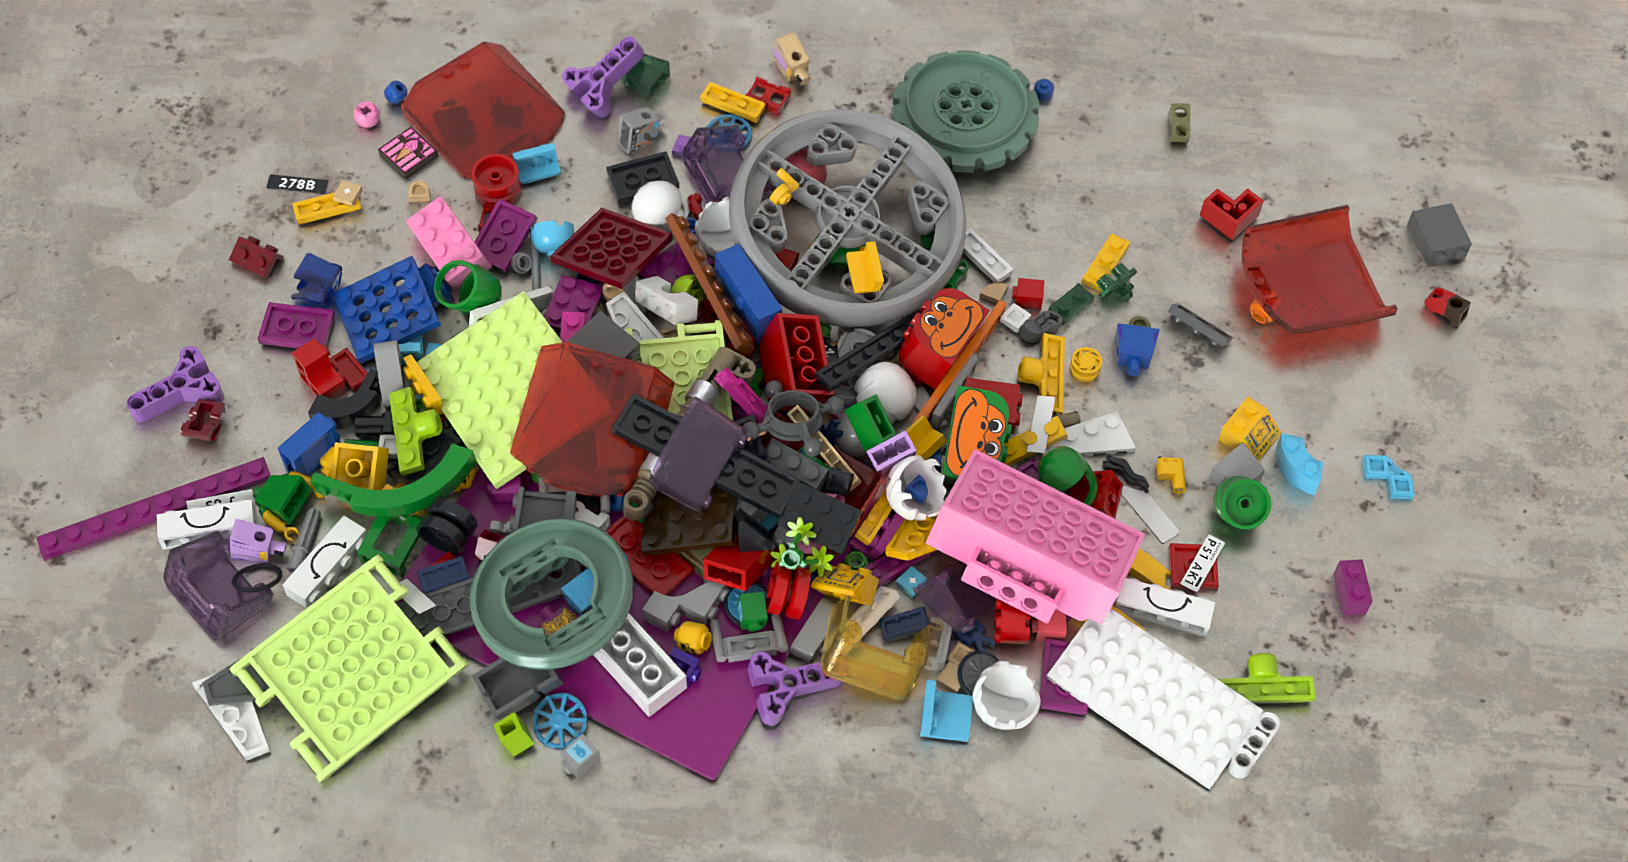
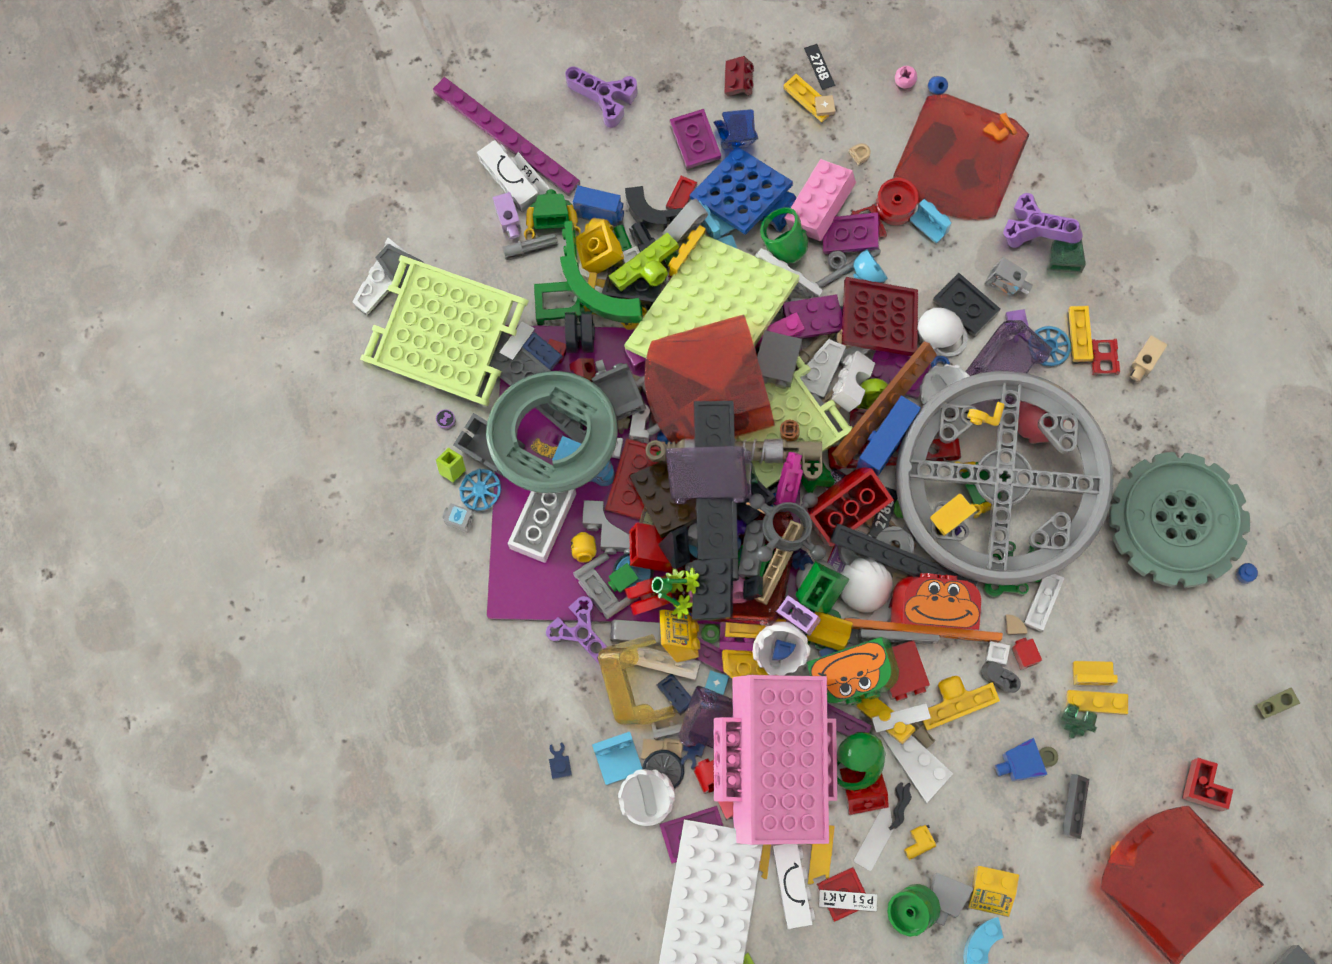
camera: 70 degrees right, 15 degrees up
(202, 583) = (465, 209): clear purple windscreen -> none
(204, 420) = (584, 126): dark red cylinder -> none
(260, 588) = (490, 221): black tyre -> none
(317, 370) = (664, 174): red brick -> none
(325, 563) = (518, 268): white brick -> none
(408, 152) = (891, 125): tile -> none
(452, 721) = (445, 419): none -> tile
(491, 48) = (993, 130): none -> orange piece
(688, 664) = (561, 551): dark purple bracket -> none
(693, 203) = (962, 355): red arm -> none
(693, 371) = (789, 430): none -> dark orange wheel
(922, 779) = (560, 764): none -> dark blue plate
(1072, 303) = (1039, 692): clear green plate -> none
(1077, 251) = (1094, 673): none -> yellow panel
(1085, 365) = (984, 729): yellow wheel -> none

